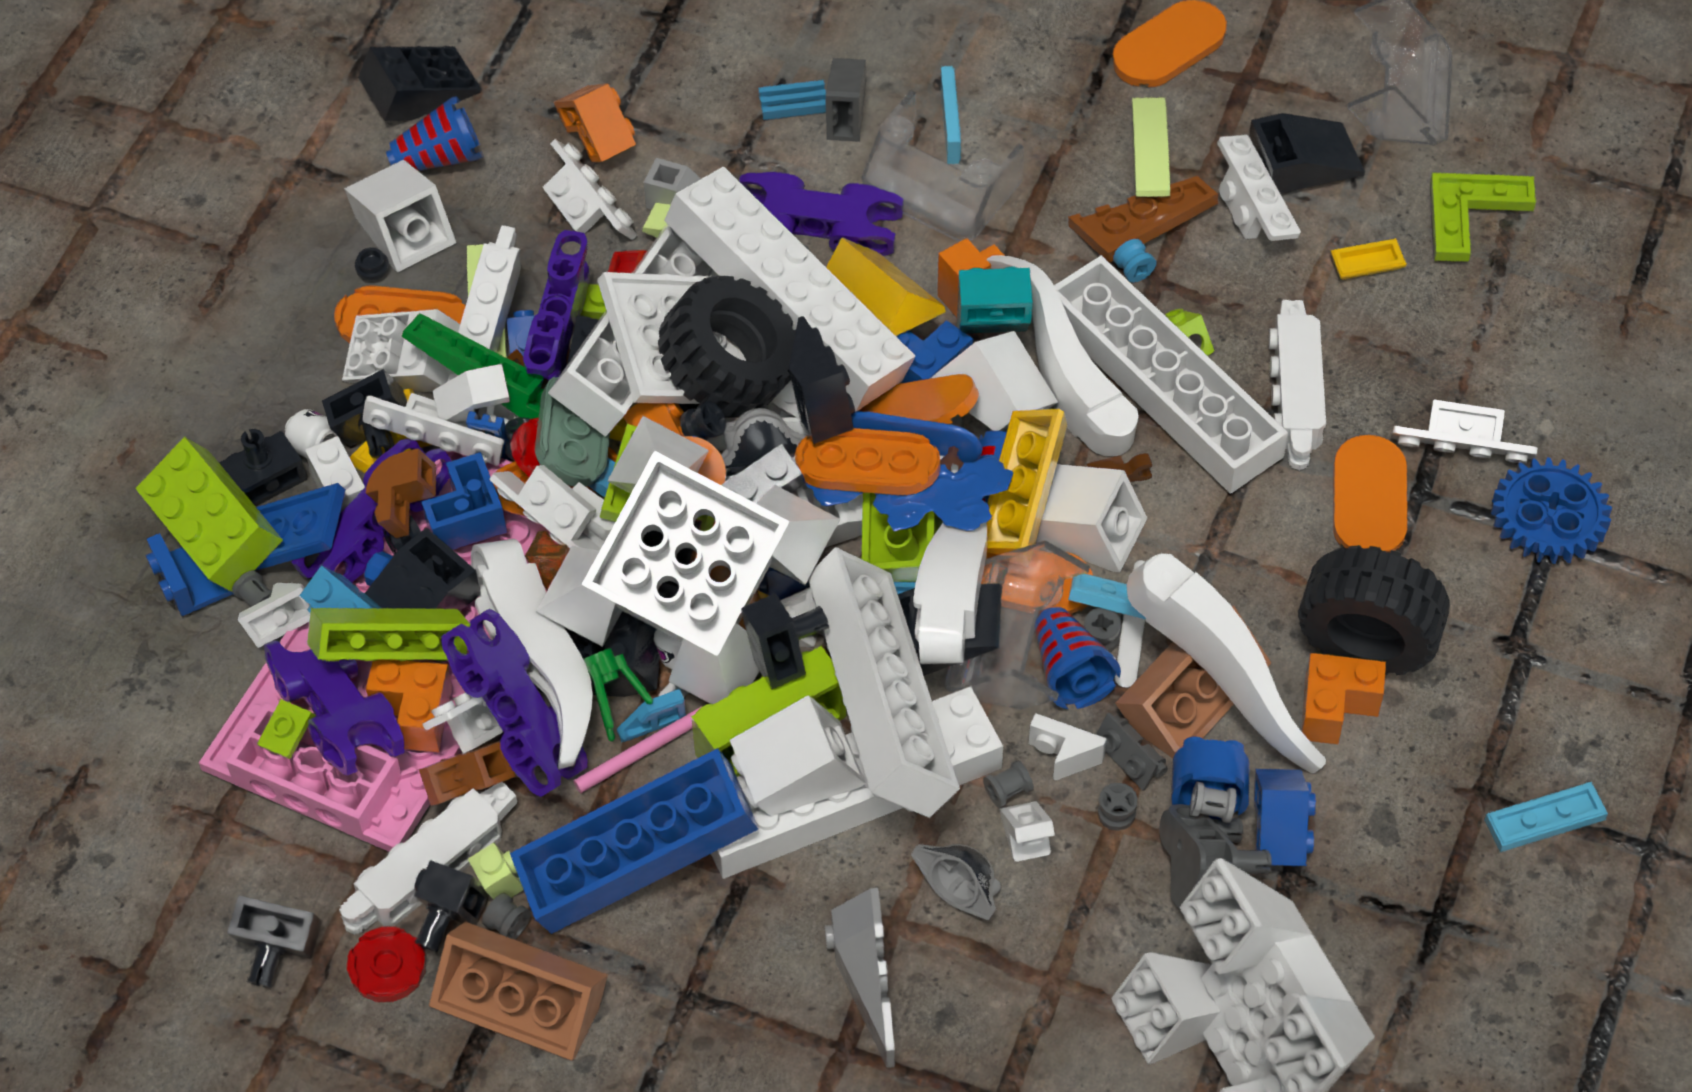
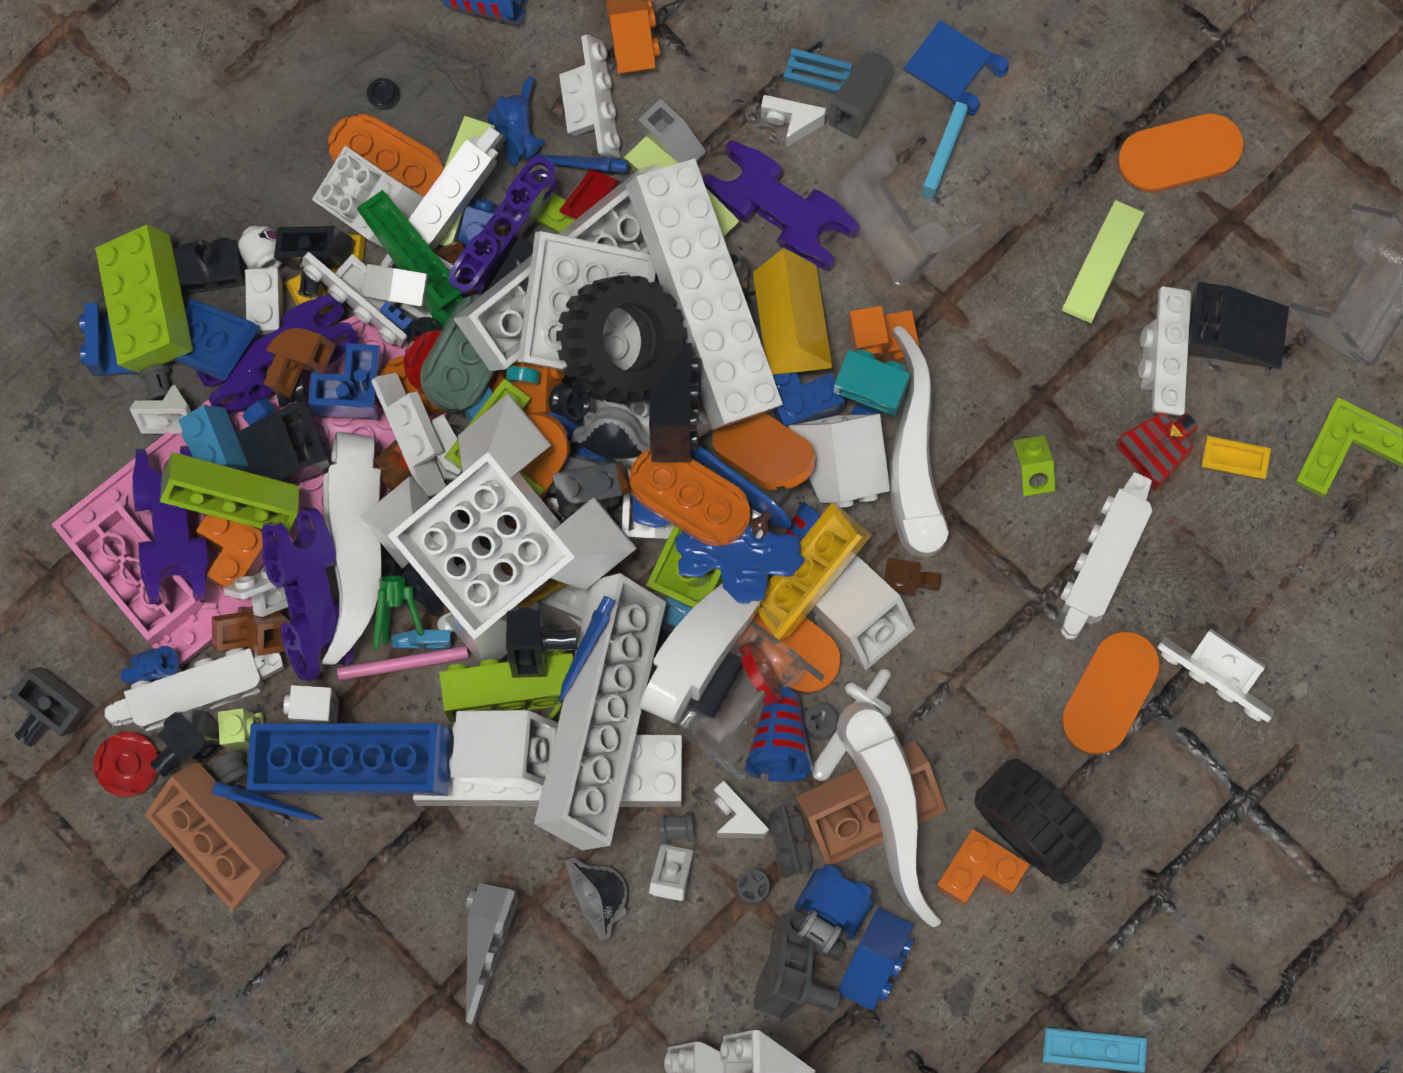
camera: 25 degrees right, 20 degrees up
(285, 729) = (124, 535): lime bracket -> none
(371, 847) = (151, 665): none -> blue hinge
(401, 214) = (425, 54): white slope -> none
(526, 932) = (236, 794): none -> blue bar
(533, 250) = (512, 119): none -> blue animal
(563, 804) = (311, 705): none -> white brick
(626, 240) = (603, 164): none -> blue bar
(647, 409) = (522, 375): none -> teal tile
(794, 136) = (801, 117): none -> white slope
(837, 598) = (598, 620): none -> blue bar
(919, 49) = (951, 62): none -> blue flag
(1024, 591) = (760, 672): none -> red tile
(1102, 594) = (838, 693): medium azure tile -> none
(1134, 260) = (1029, 373): dark azure wheel -> none
(1143, 216) = (1044, 333): dark orange wing -> none
(1170, 376) = (995, 502): white brick -> none
(1289, 273) = (1158, 446): none -> red torso
(1551, 510) = (1234, 799): blue gear -> none

